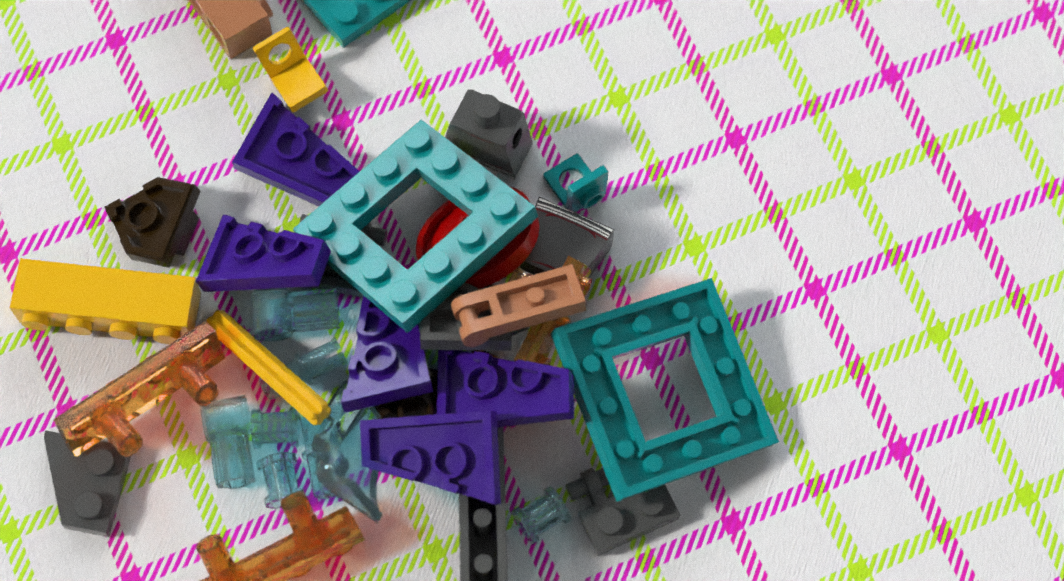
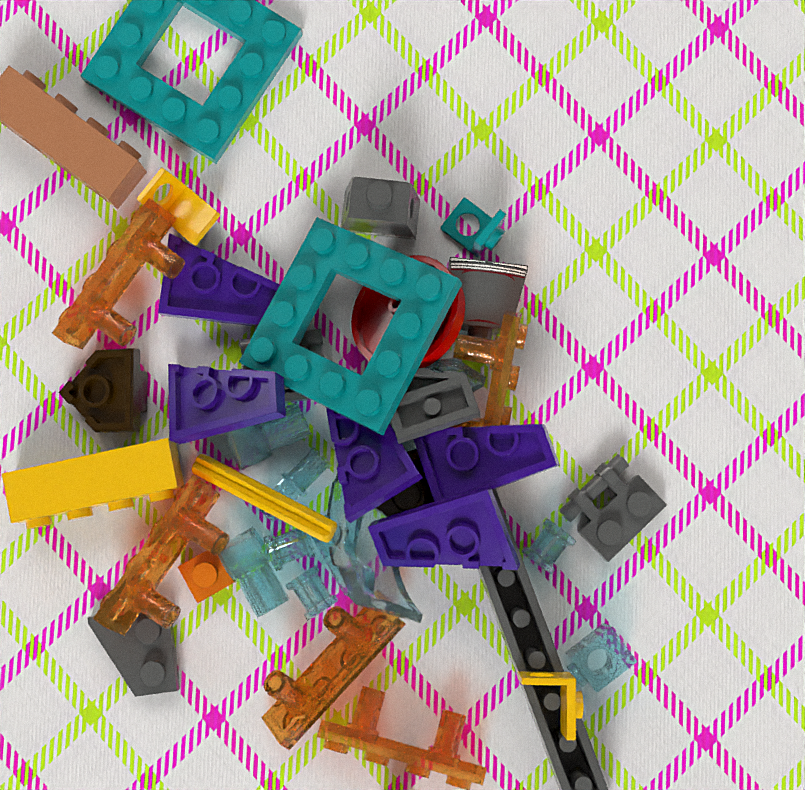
camera: 20 degrees left, 15 degrees up
(180, 430) = (205, 575): none -> orange plate
(219, 102) = (122, 263): none -> clear orange plate
(518, 304) = (477, 378): nougat plate -> none
(627, 459) = (548, 398): teal plate -> none

